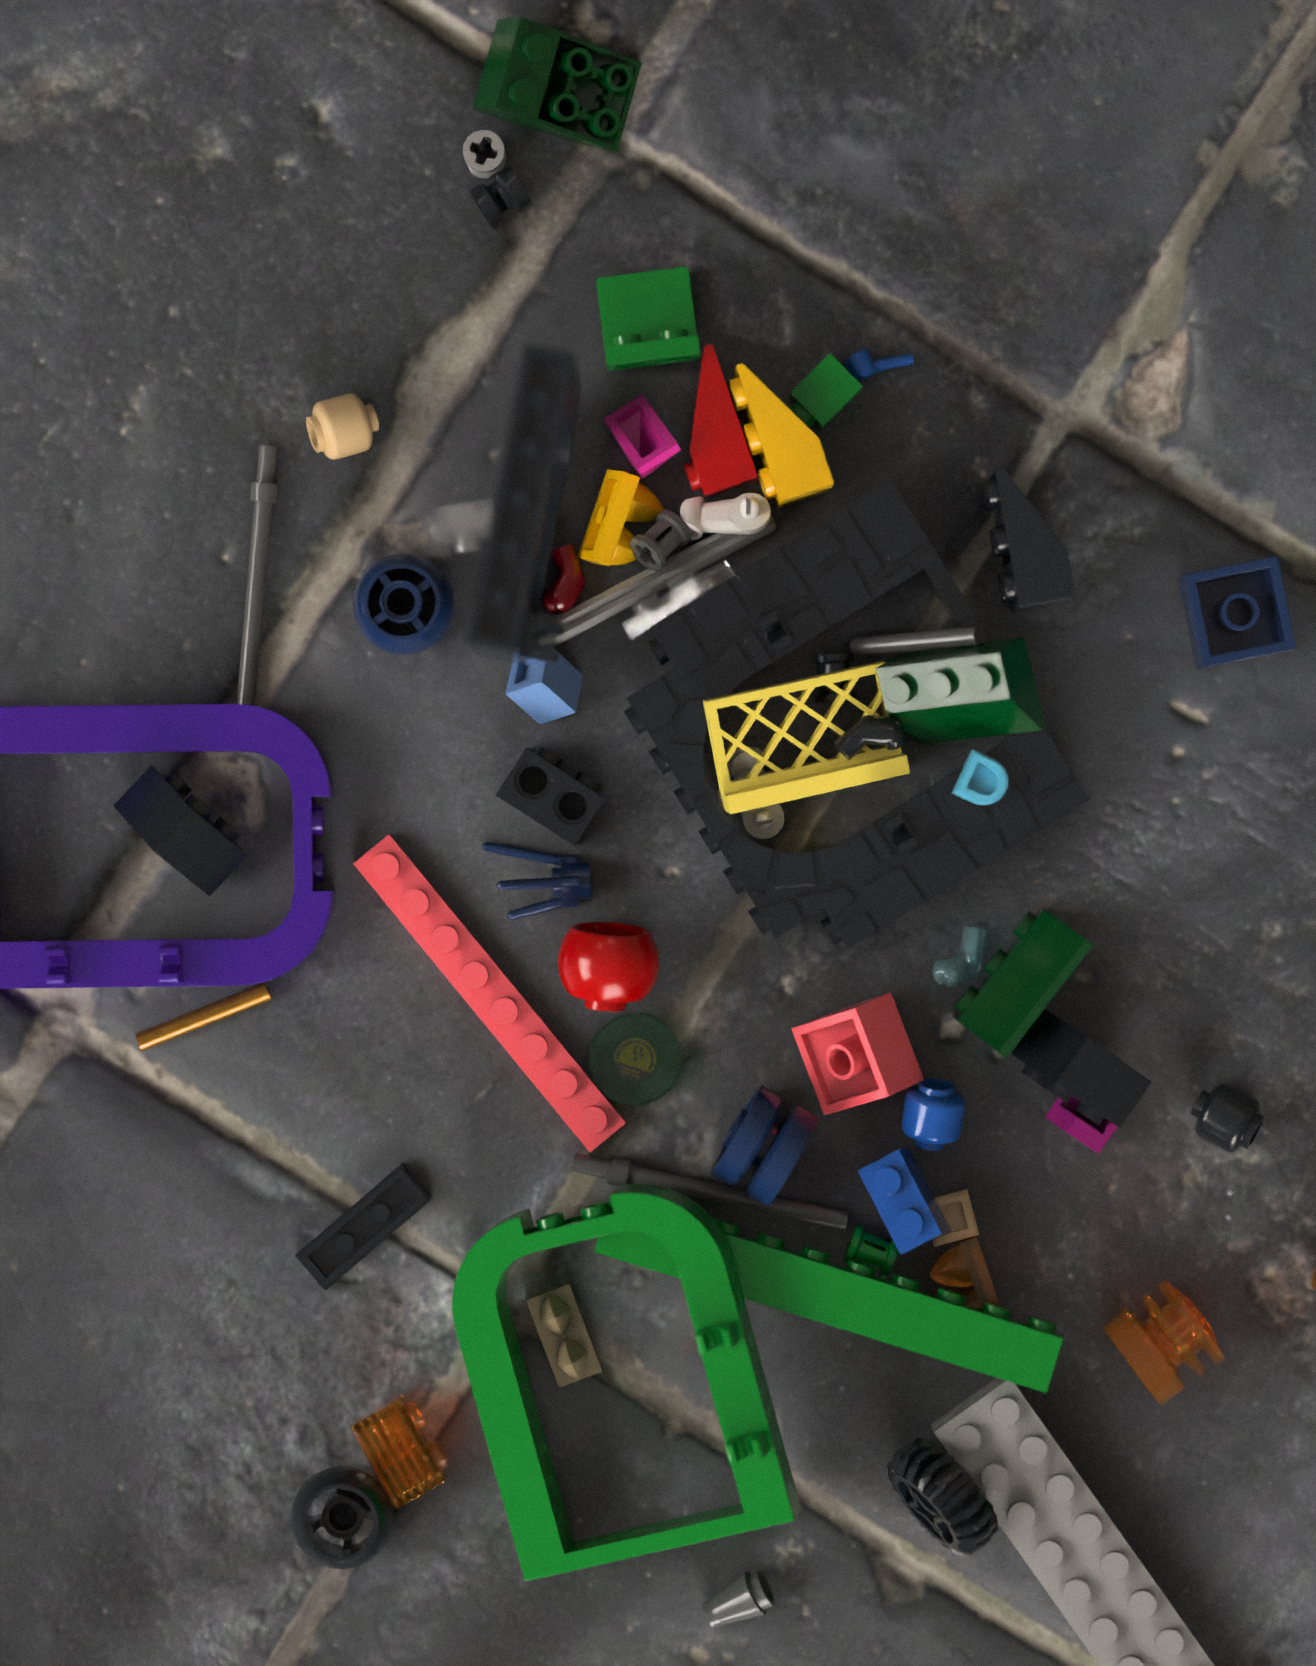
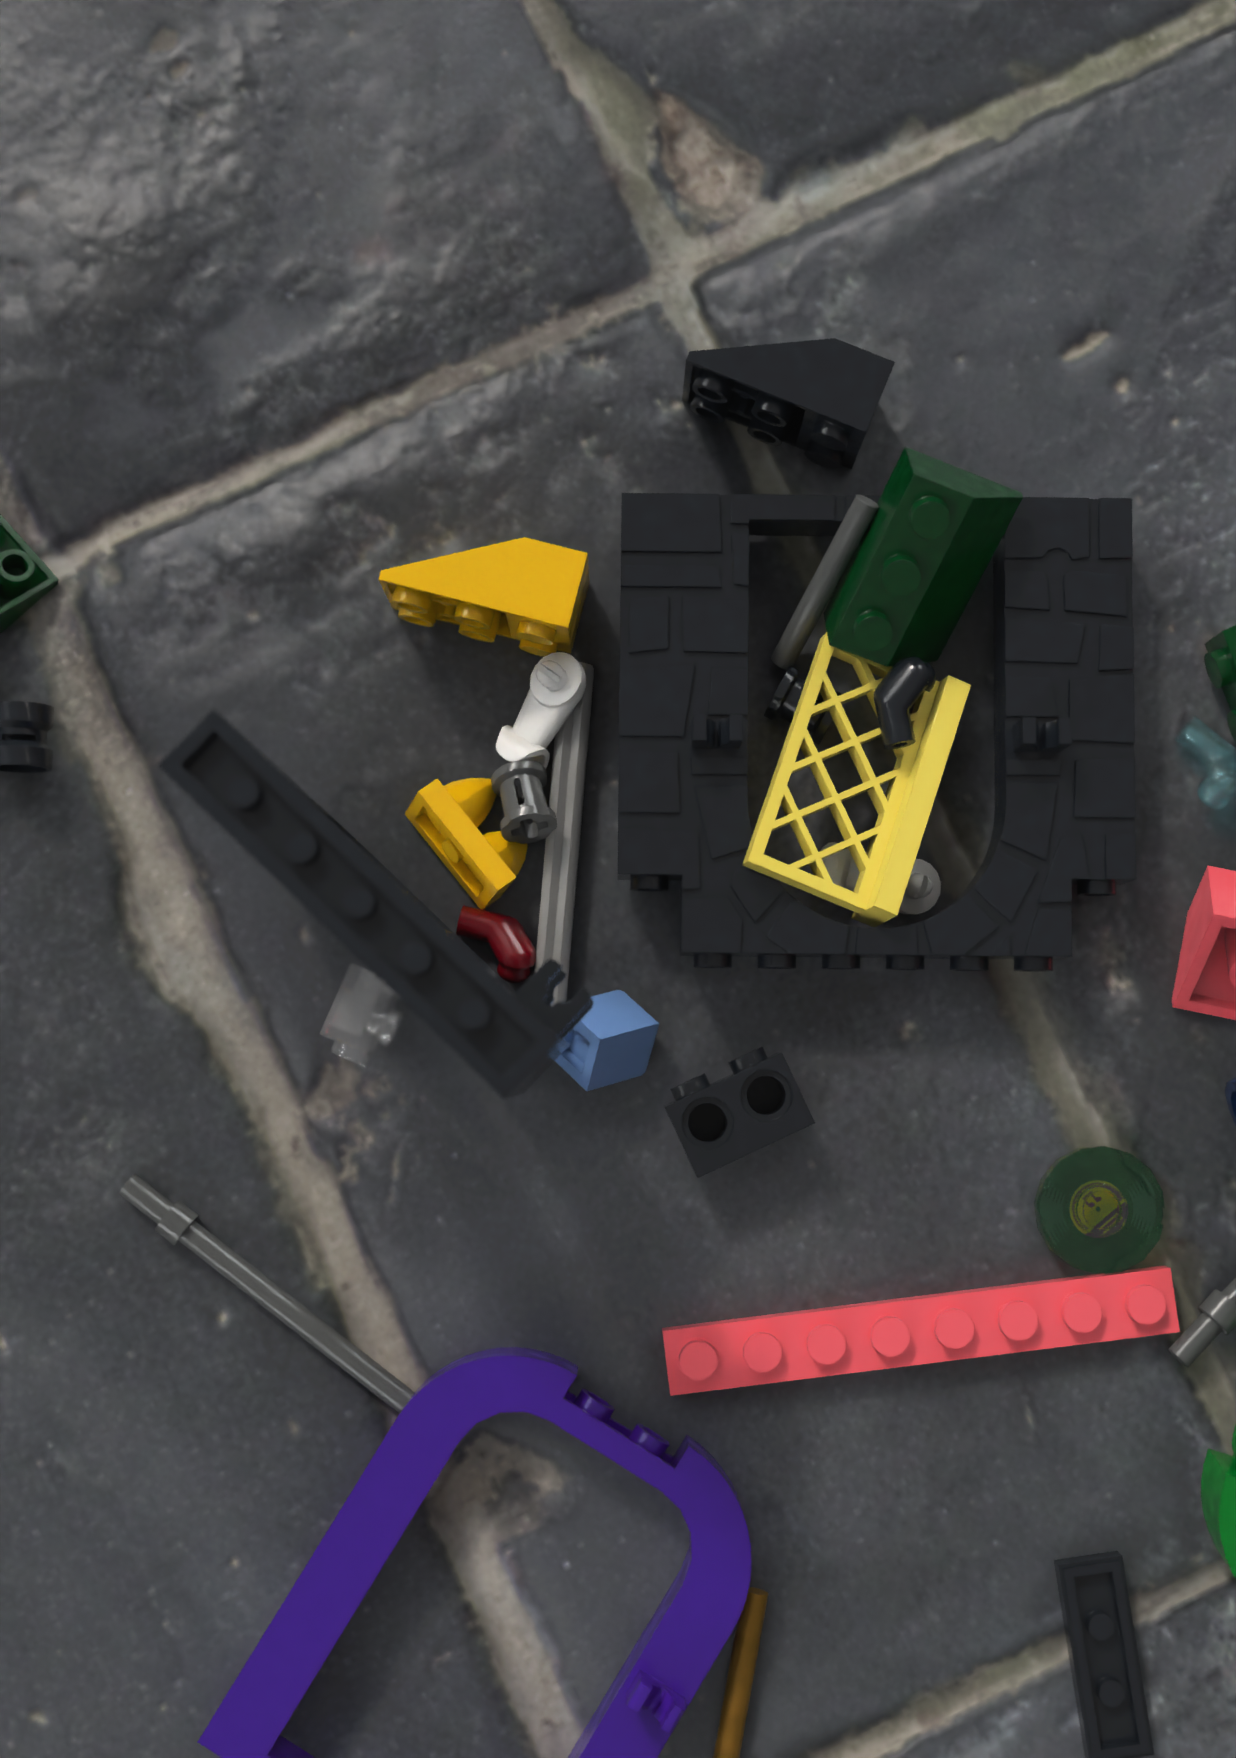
camera: 55 degrees left, 5 degrees down
(181, 829) = (503, 1581): black brick -> none
(342, 426) = (157, 1083): tan head -> none
(380, 573) = (354, 1147): dark blue wheel -> none
(568, 881) = (849, 1157): dark blue plant -> none
(608, 964) = (977, 1171): red wheel -> none
(642, 436) = (393, 748): dark pink slope -> none
(647, 319) = (266, 660): green bracket -> none
(684, 589) = (599, 808): clear wing -> none
(717, 441) = (454, 667): red slope -> none
(824, 393) = (474, 508): green brick -> none
(862, 366) = (473, 458): blue hand -> none
(981, 780) = (1036, 602): medium azure tile -> none
(1237, 612) = (1016, 214): dark blue brick -> none

